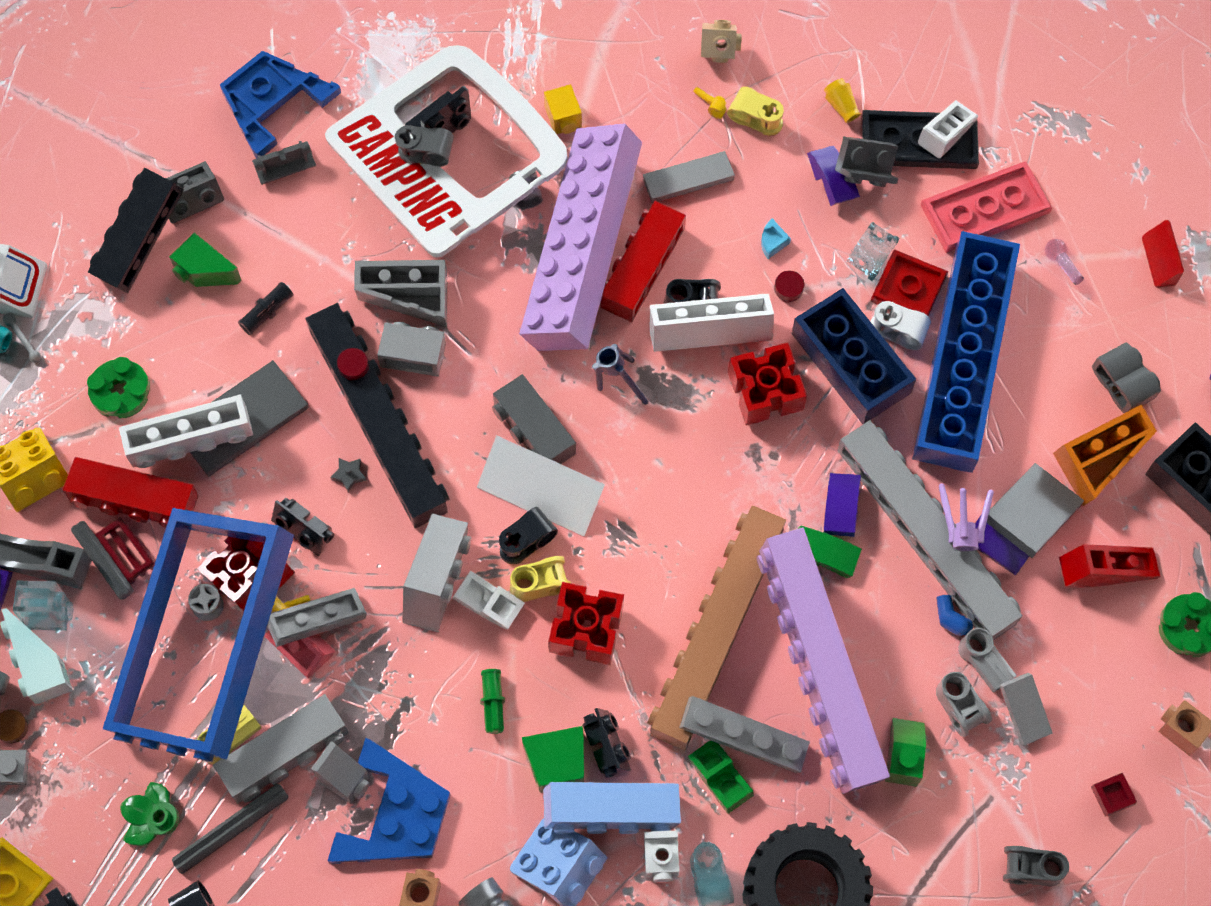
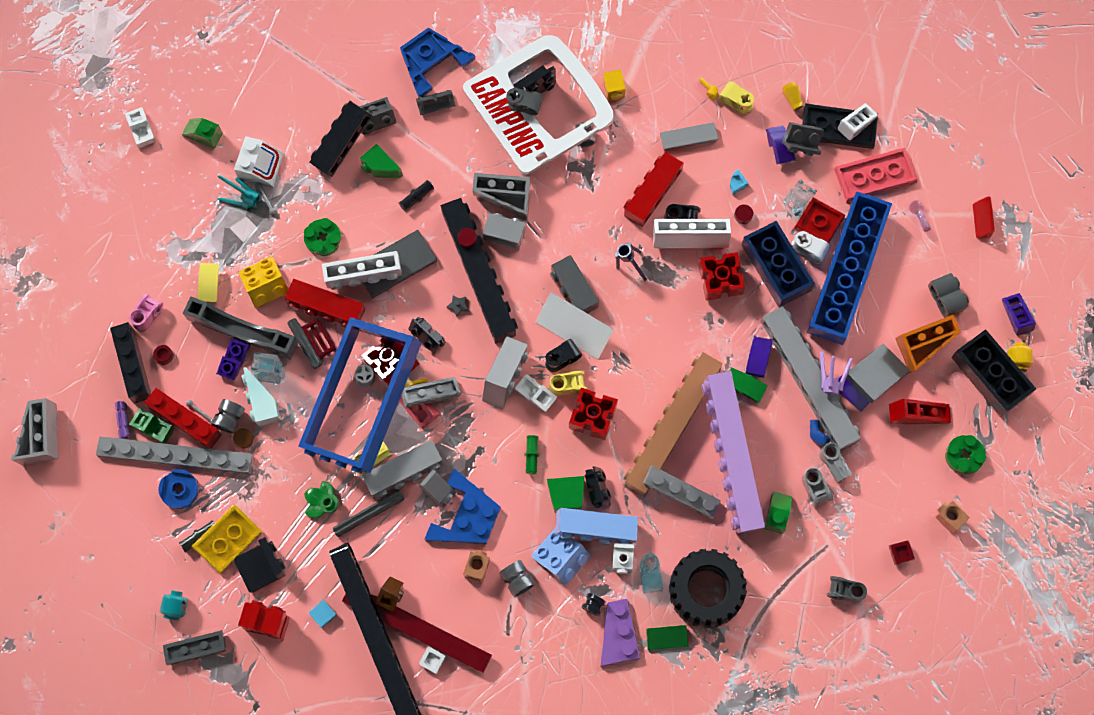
camera: 10 degrees right, 5 degrees up
(581, 238) = (616, 170): lavender brick -> none
(720, 51) = (719, 49): tan brick -> none
(720, 776) = (664, 514): green slope -> none
(1026, 709) = (855, 495): light grey tile -> none

